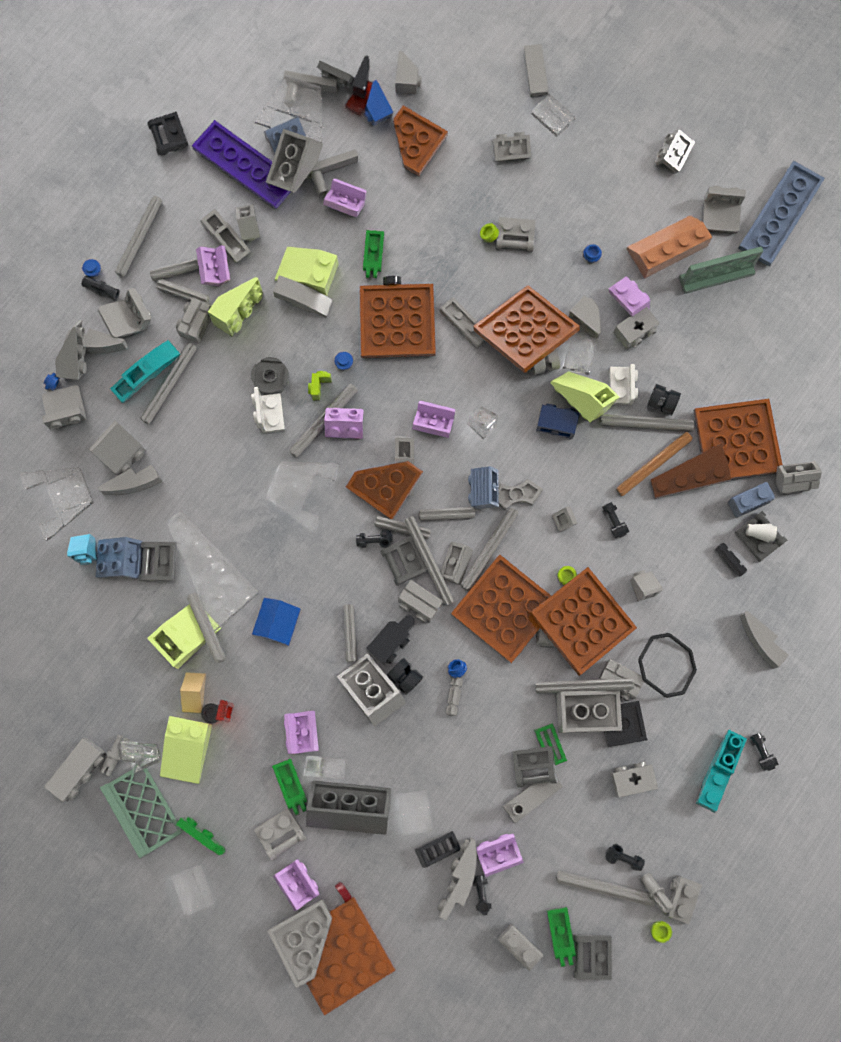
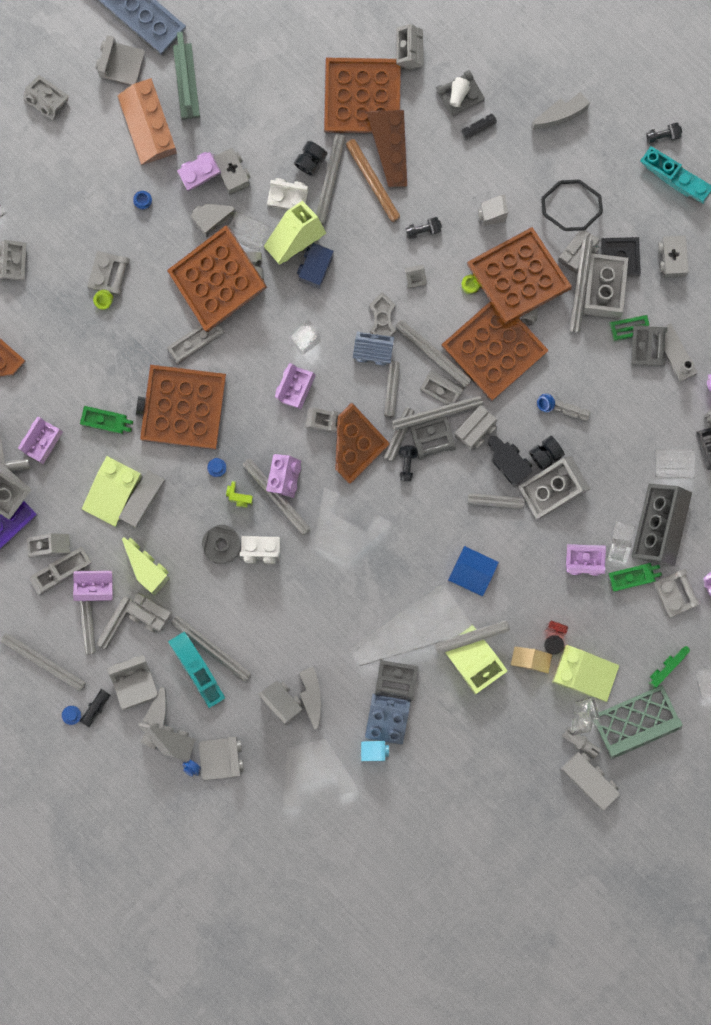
camera: 85 degrees left, 5 degrees up
(751, 499) = (424, 95): sand blue brick -> none

